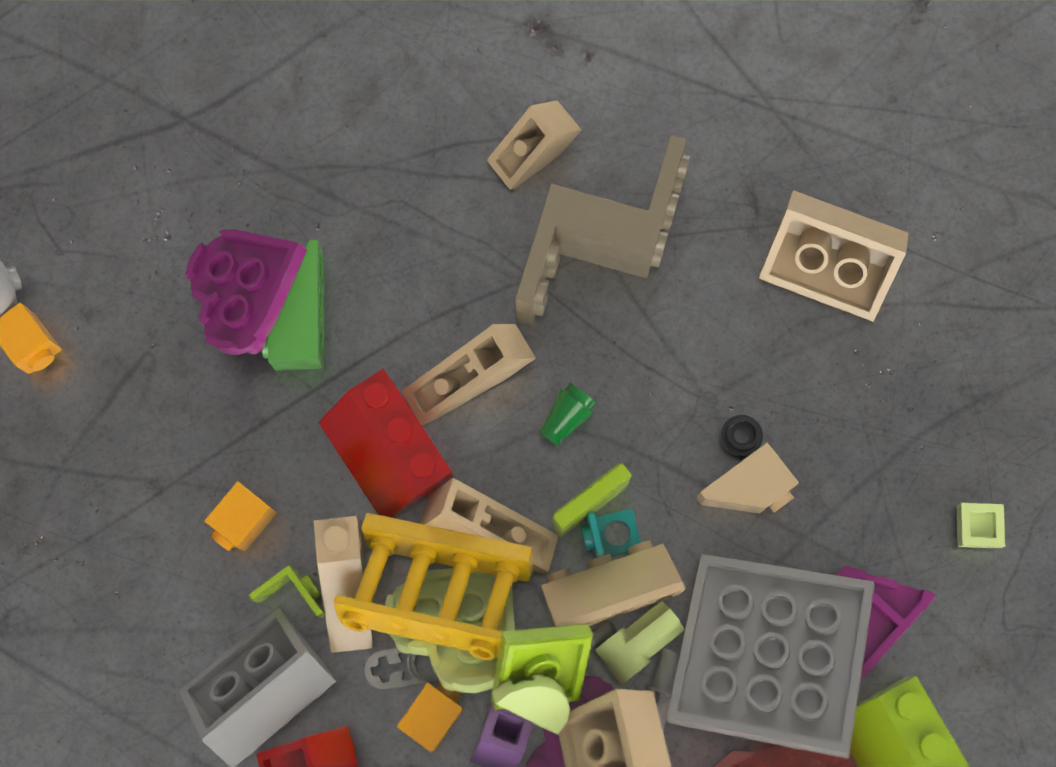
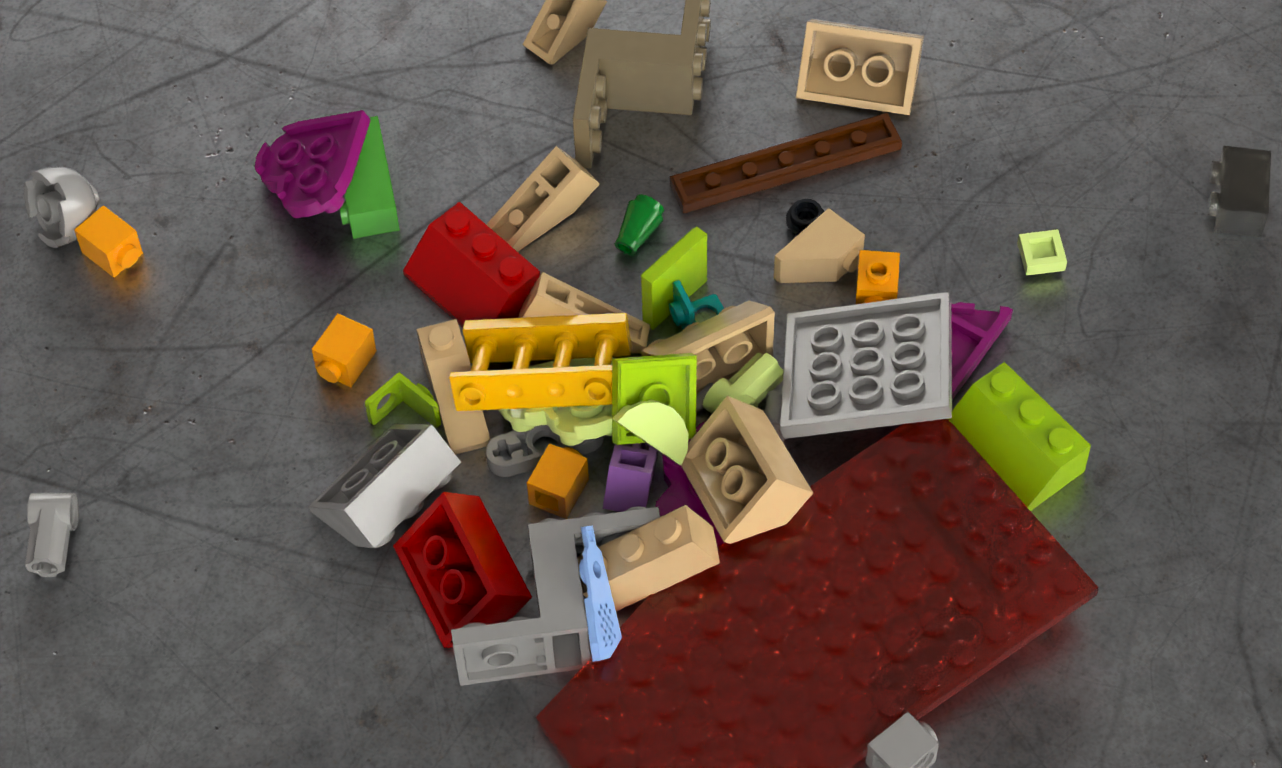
camera: 10 degrees left, 20 degrees down
(734, 359) = (785, 163): none -> reddish brown tile
(801, 535) = (877, 276): none -> light orange brick

